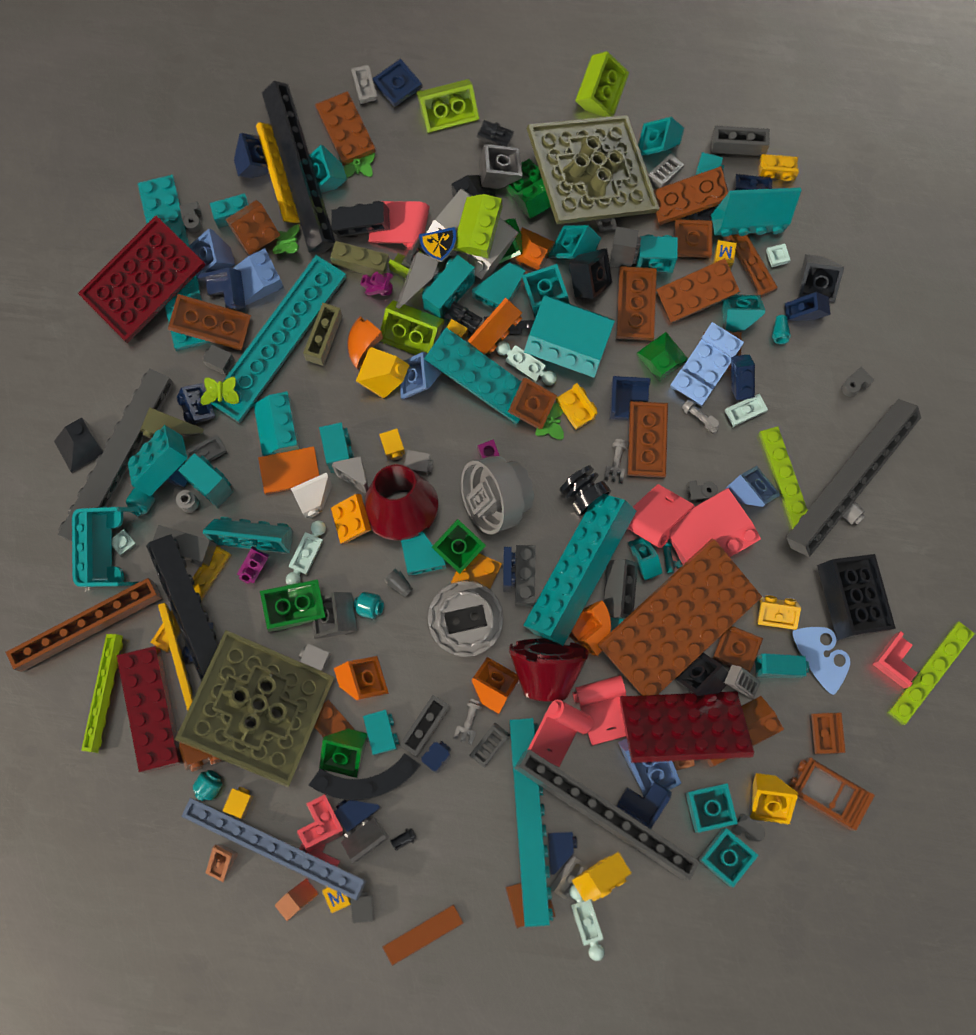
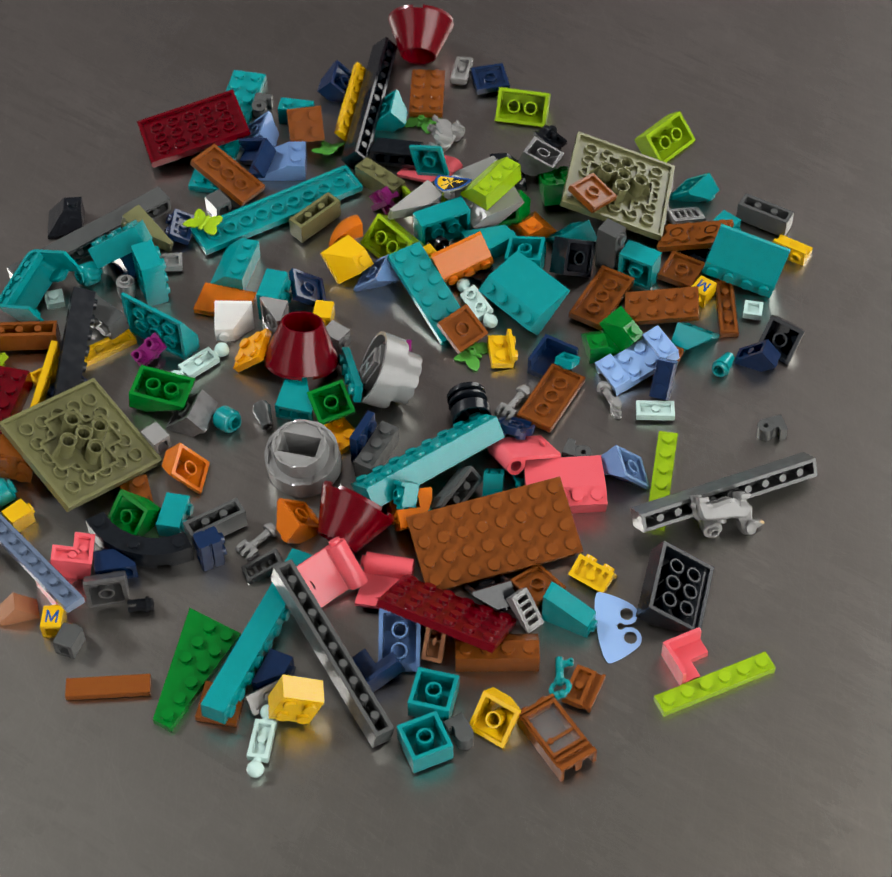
camera: 25 degrees right, 25 degrees down
(306, 64) = (420, 32): none -> dark red cone
(362, 422) = (306, 287): none -> dark blue plate
(393, 177) = (445, 132): none -> light grey animal
(401, 221) = (429, 160): none -> teal slope
(462, 508) = (351, 374): none -> teal plate
(483, 863) = (198, 656): none -> green wing
(581, 196) = (592, 192): none -> dark orange plate
(584, 619) = (405, 494): none -> teal brick
(645, 394) = (567, 360): none -> teal plate
(645, 491) = (517, 427): none -> dark blue plate
(678, 336) = (621, 328): none -> green slope
(806, 737) = (560, 680): none -> teal piece
(867, 498) = (727, 508): none -> light grey animal

